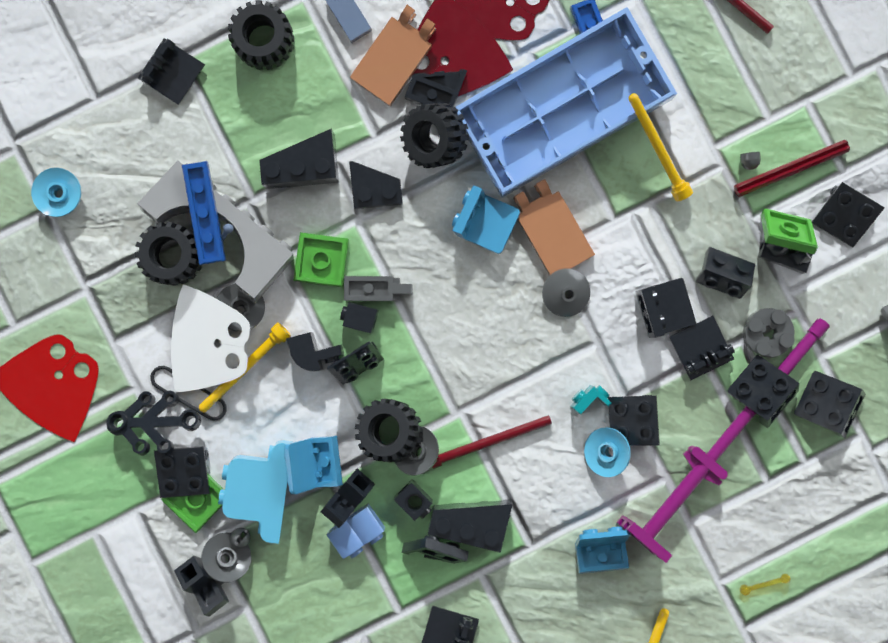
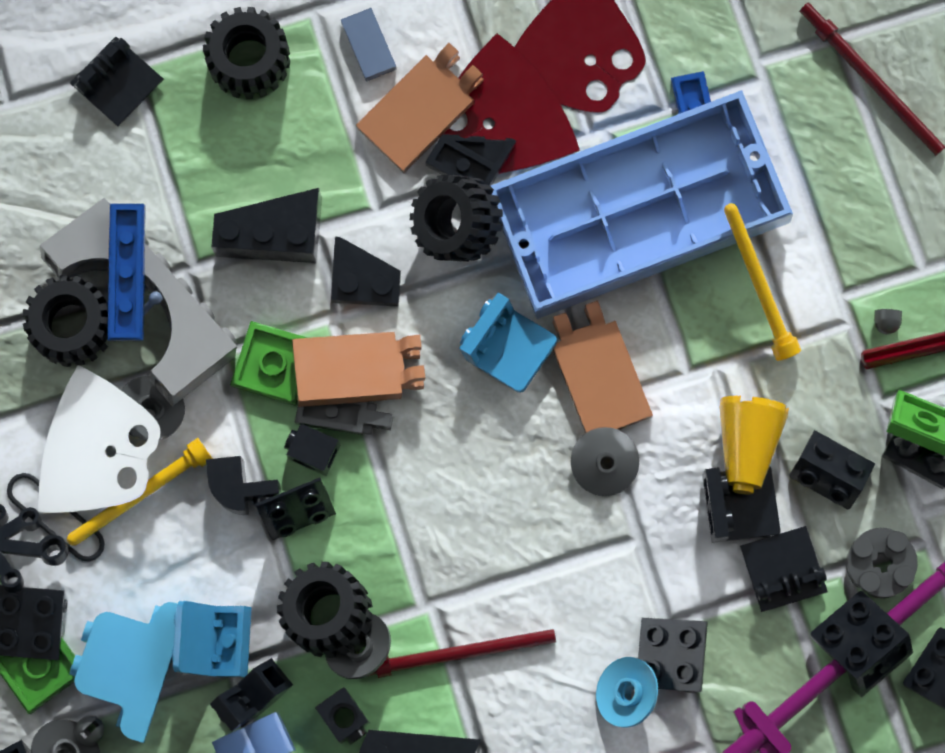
camera: 15 degrees right, 10 degrees down
(380, 255) = (355, 368): none -> nougat tile
(583, 399) = (605, 612): teal bracket -> none
(668, 262) = (750, 439): none -> yellow cone

